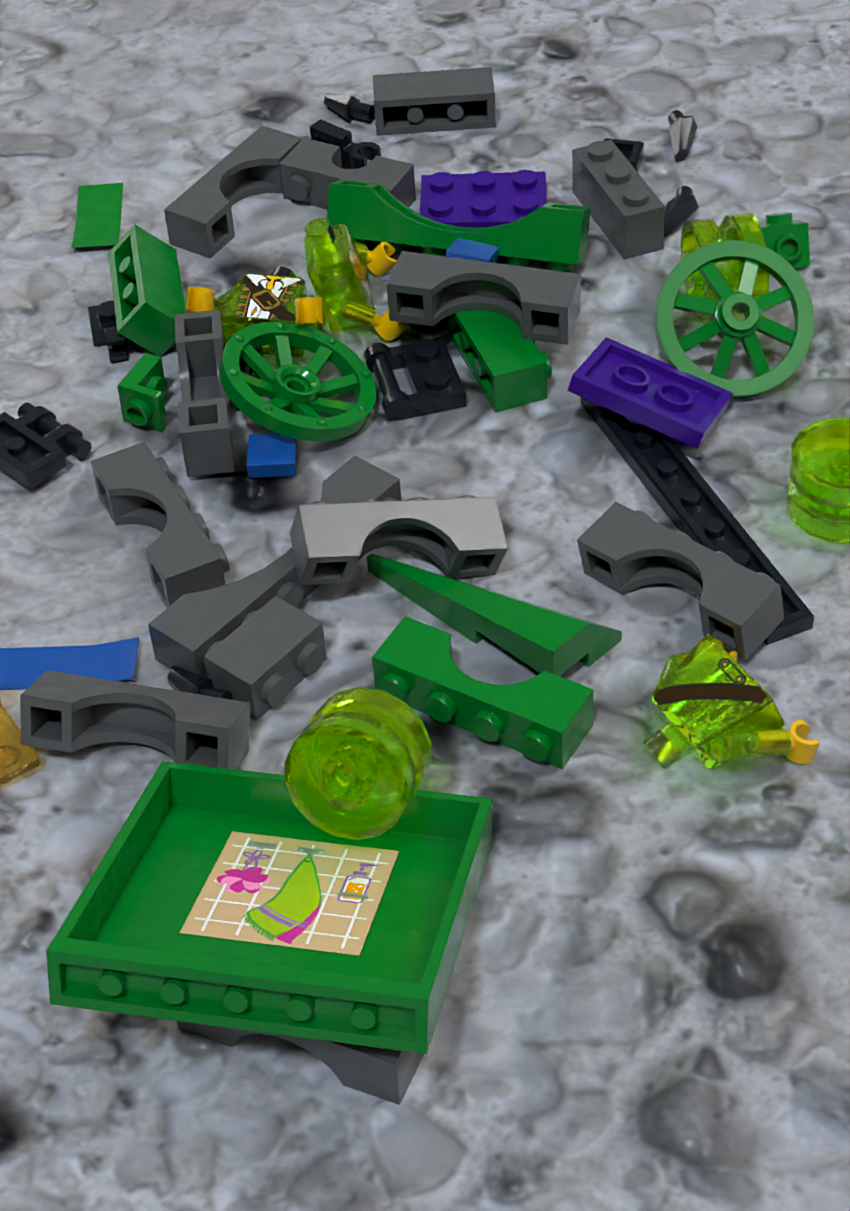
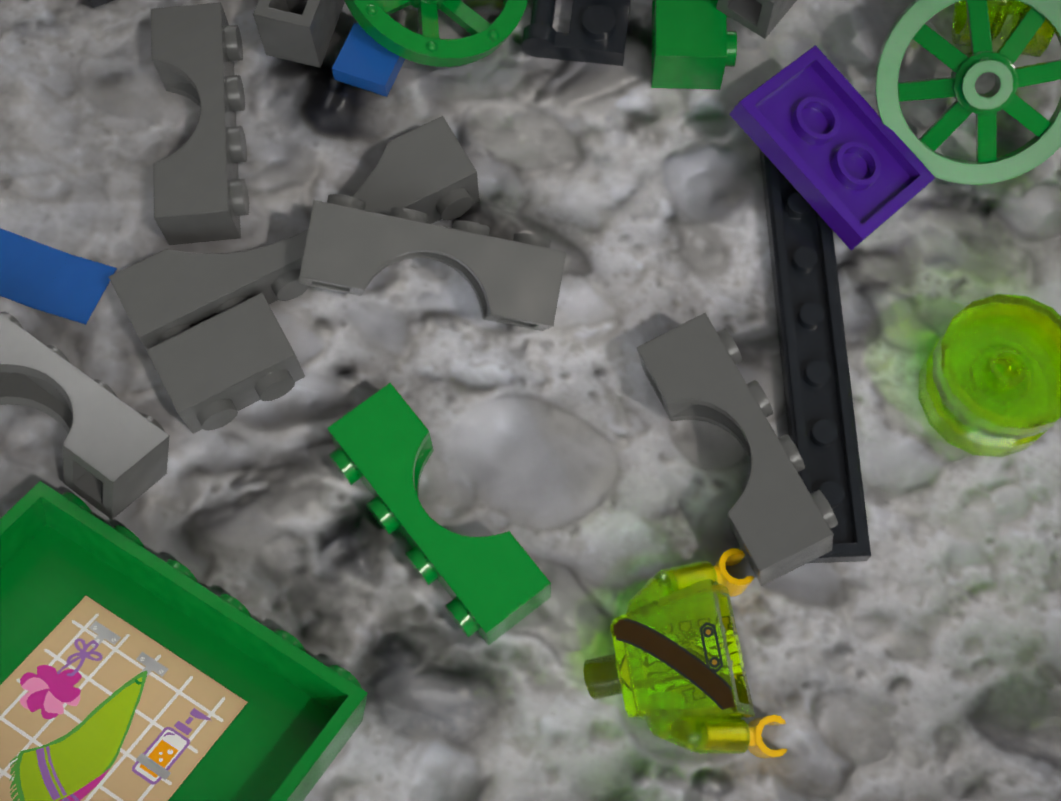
camera: 20 degrees right, 25 degrees up
(189, 682) = (139, 375): black bar -> none
(358, 763) = (203, 628): clear neon green wheel -> none
(528, 631) = (536, 438): green wedge -> none

